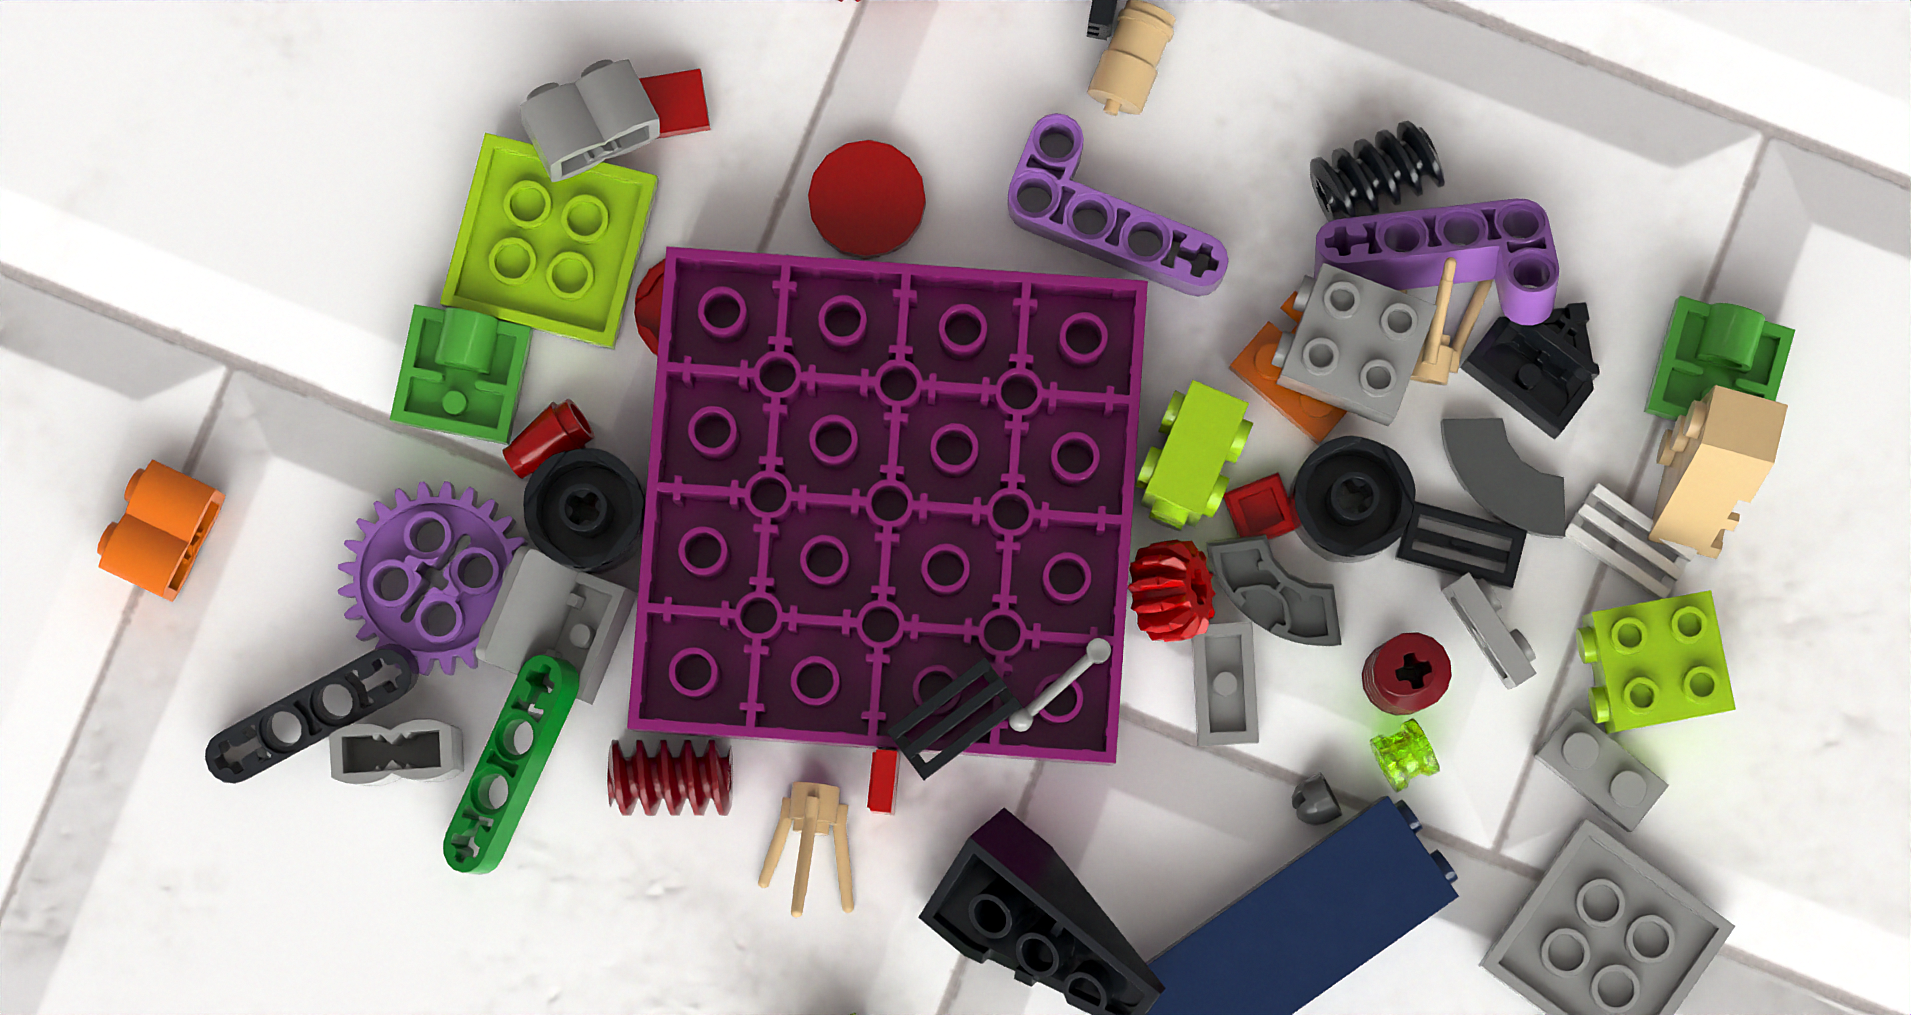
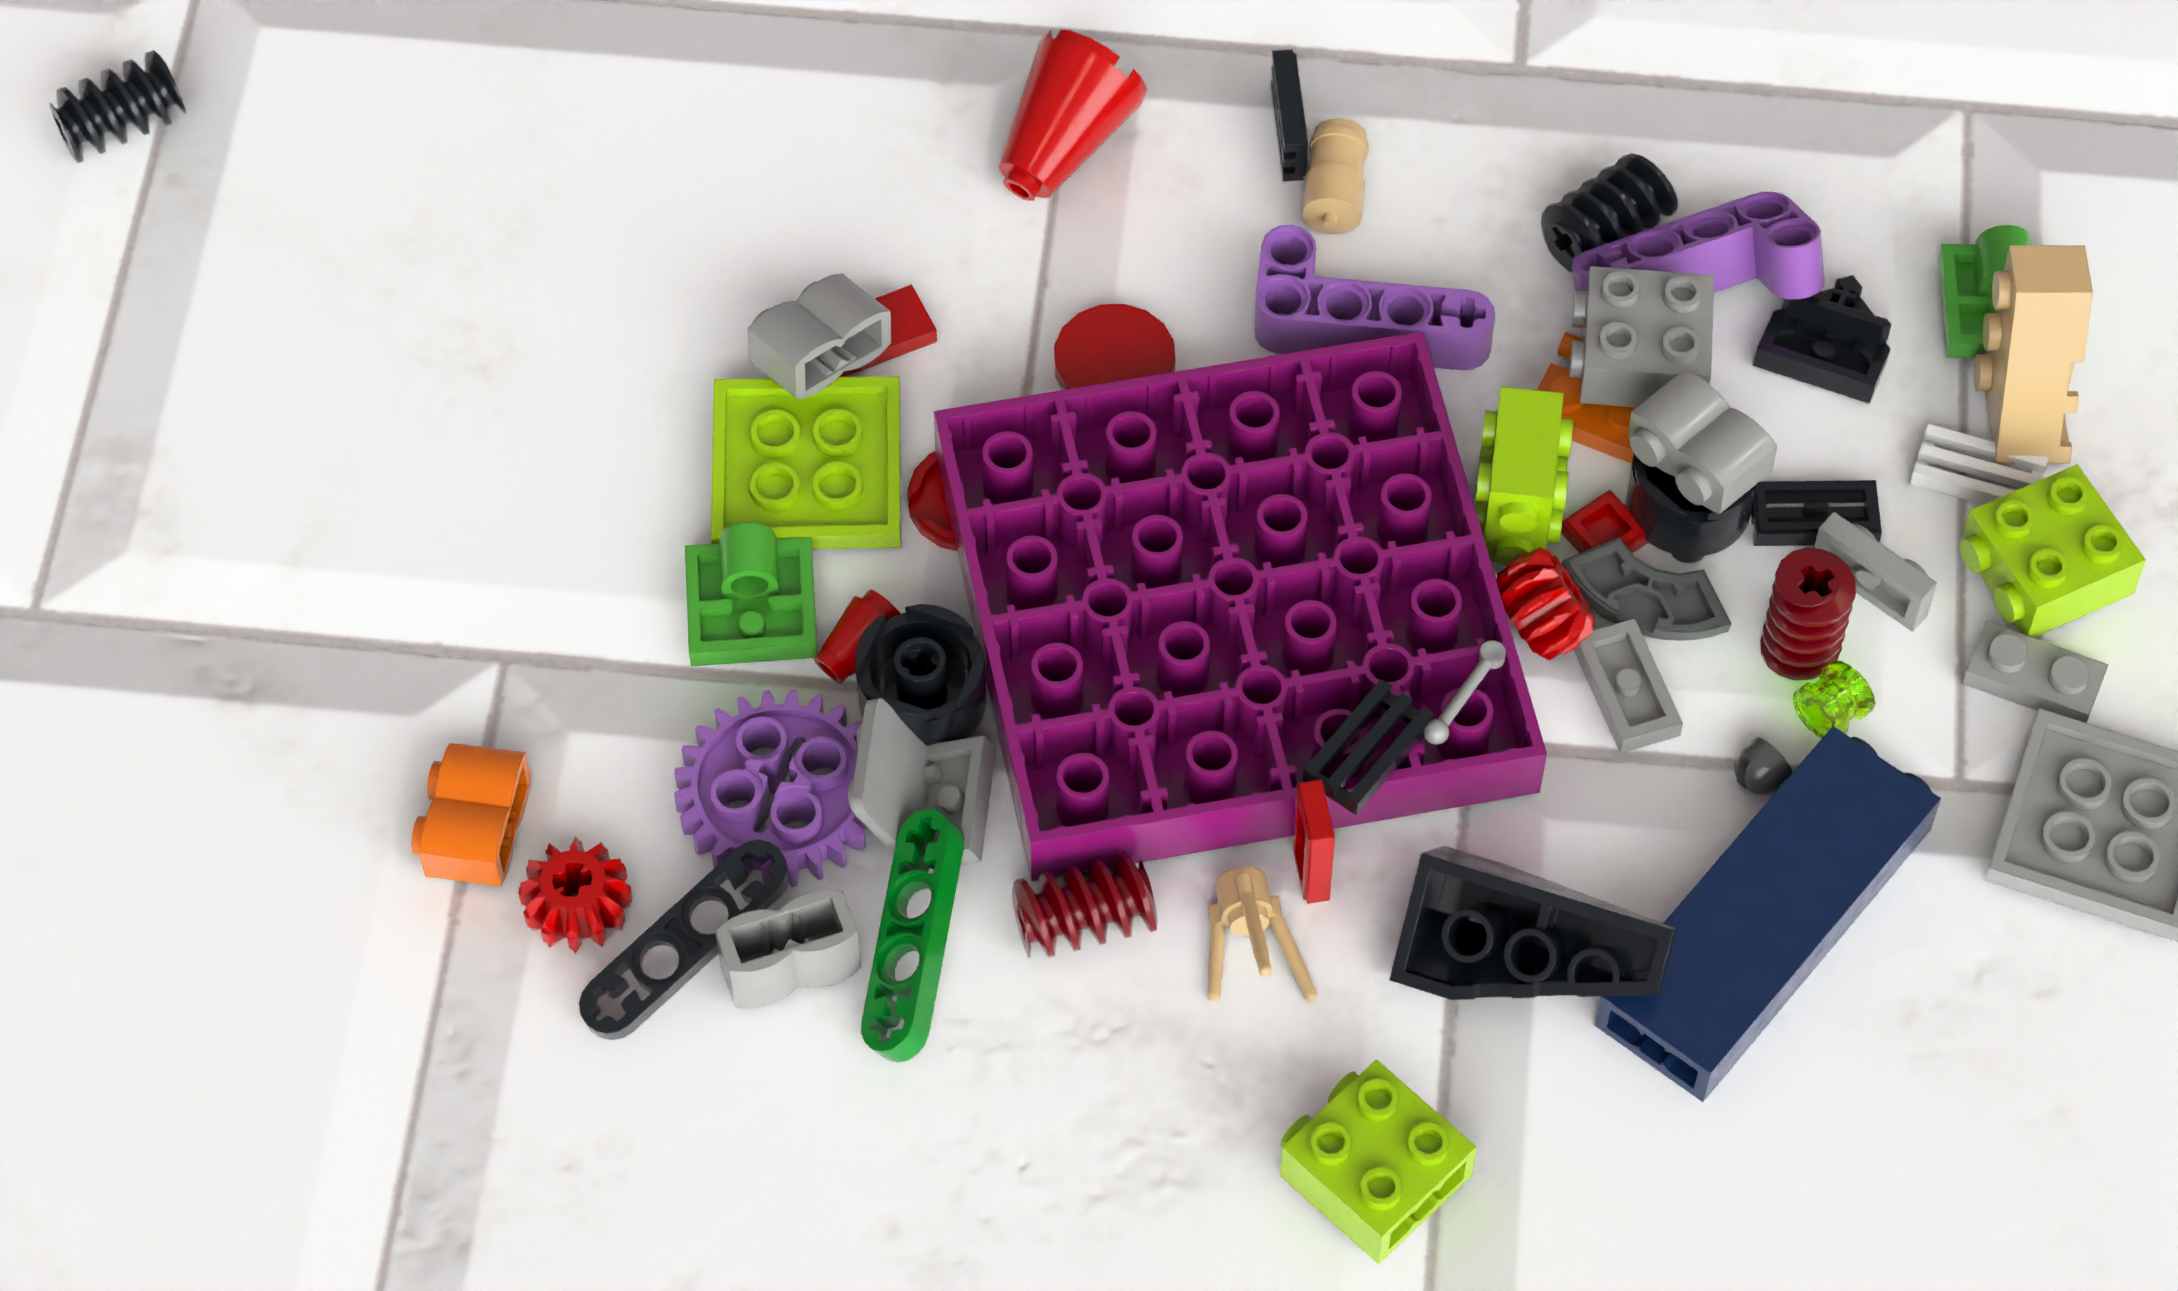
camera: 20 degrees left, 25 degrees down
(236, 657) = (551, 888): none -> red gear
(1359, 488) = (1701, 442): none -> light grey brick
(1436, 356) = (1729, 352): tan plant -> none
(1501, 480) = (1834, 447): dark grey tile -> none

